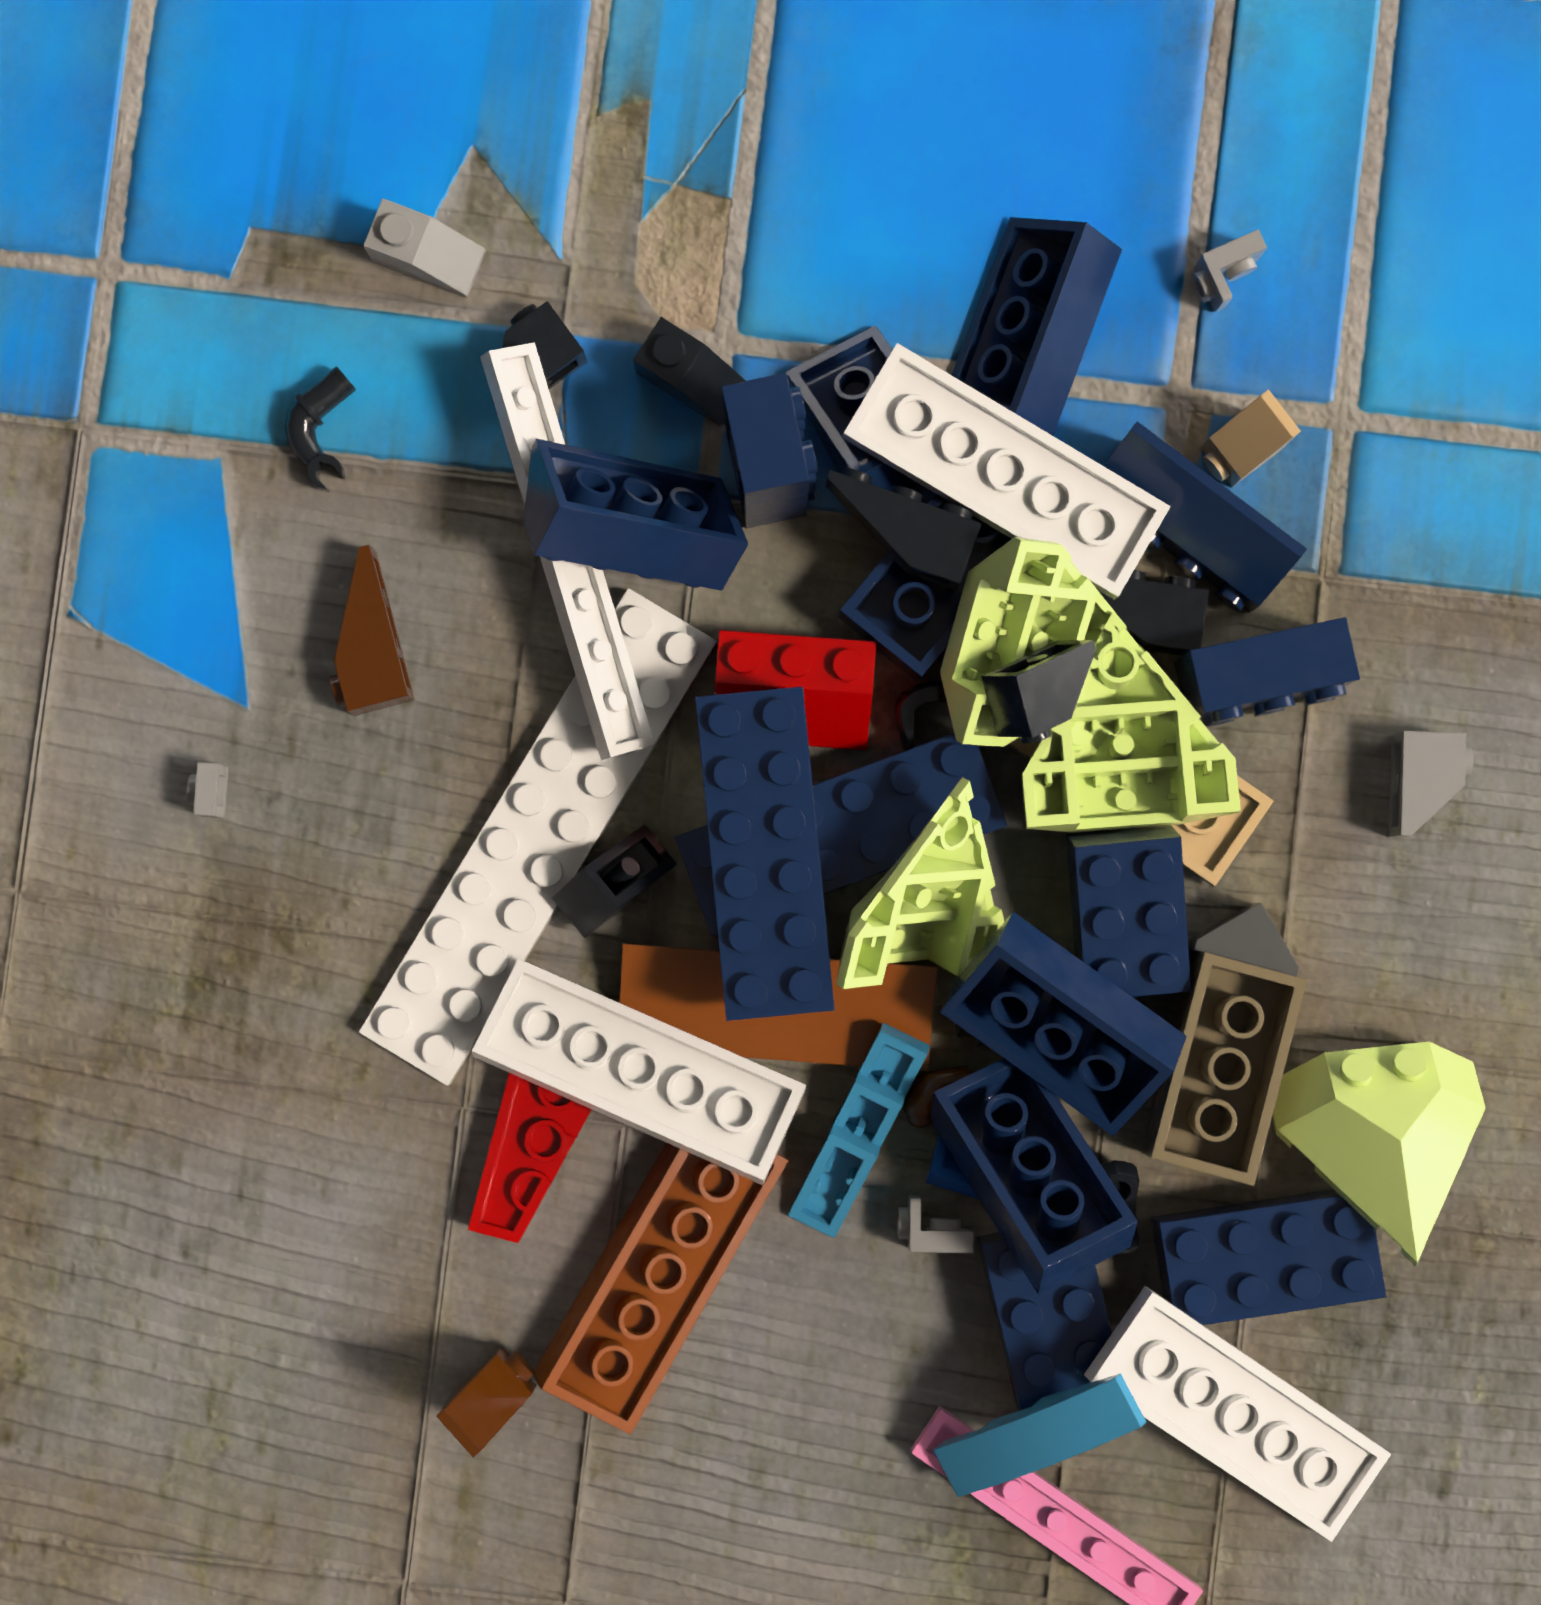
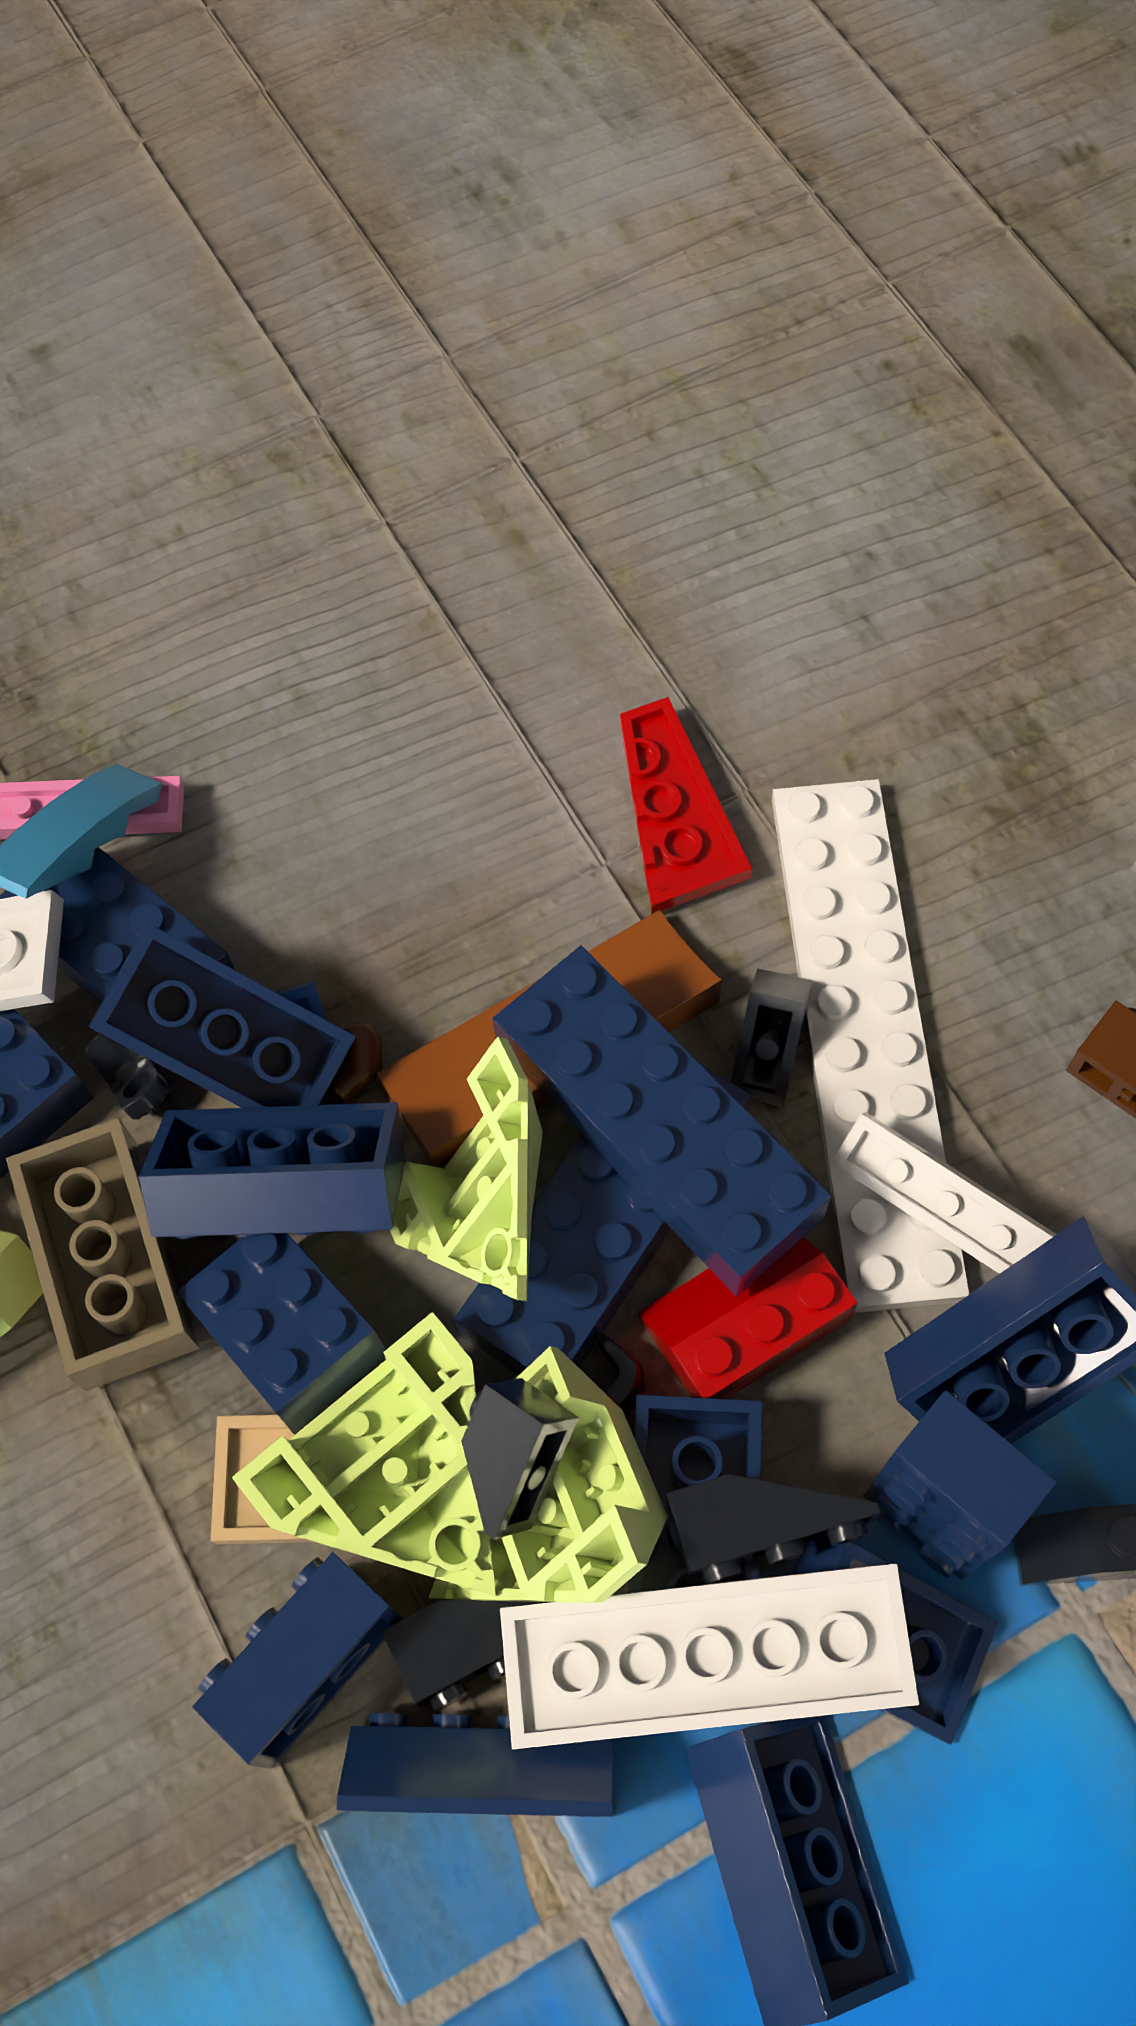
camera: 150 degrees right, 20 degrees down
(488, 1399) = (552, 574): reddish brown slope -> none
(639, 1071) = (624, 888): white plate -> none
(651, 1285) = (491, 780): dark orange arch -> none
(859, 1130) = (402, 987): dark azure slope -> none
(942, 1236) = (274, 944): light grey bracket -> none
(1247, 938) = (156, 1385): dark grey slope -> none
(1249, 439) = (480, 1906): tan slope -> none
(1424, 776) = (68, 1680): light grey slope -> none

